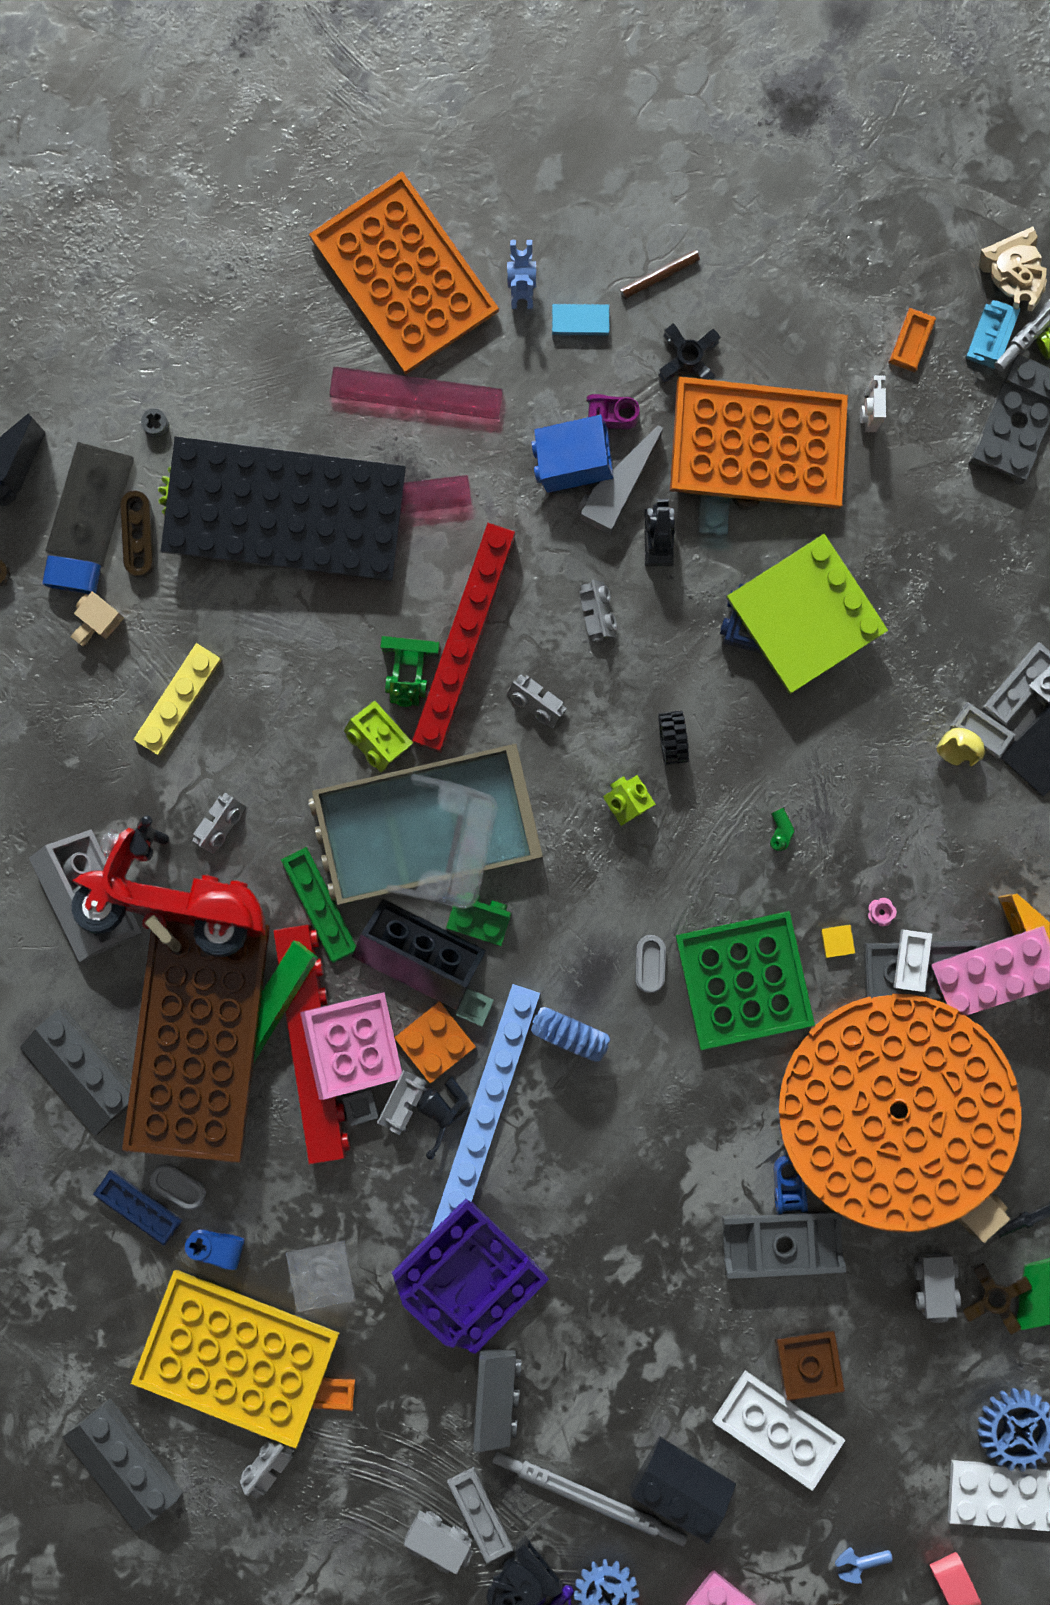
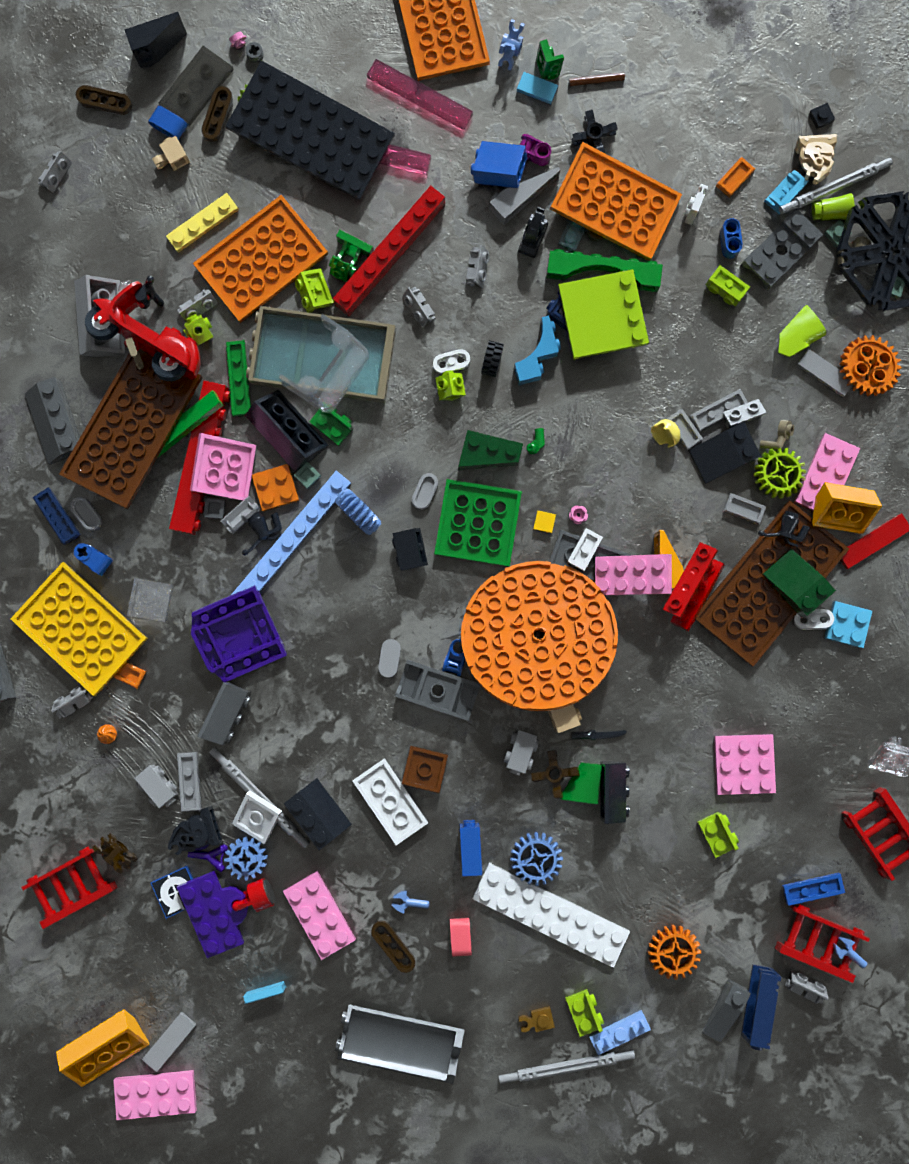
camera: 20 degrees right, 0 degrees up
(124, 415) = (238, 40): none -> bright pink plate
(235, 858) = (201, 335): none -> lime brick
(283, 719) = (260, 258): none -> orange plate
(335, 1494) = (107, 734): none -> orange plate
(580, 281) = (547, 63): none -> green bracket
(599, 1529) = (256, 817): none -> white plate
(615, 763) = (451, 362): none -> white plate
(664, 1058) = (409, 549): none -> black brick
(695, 1223) = (389, 658): none -> light grey tile
(719, 562) = (565, 265): none -> green arch
(719, 872) = (488, 451): none -> dark green wedge
(743, 688) = (548, 347): none -> dark azure arch
(921, 1454) = (470, 848): none -> blue brick
(937, 433) = (731, 238): none -> blue beam
(963, 502) = (727, 286): none -> lime bracket
(999, 204) = (821, 115): none -> black plate

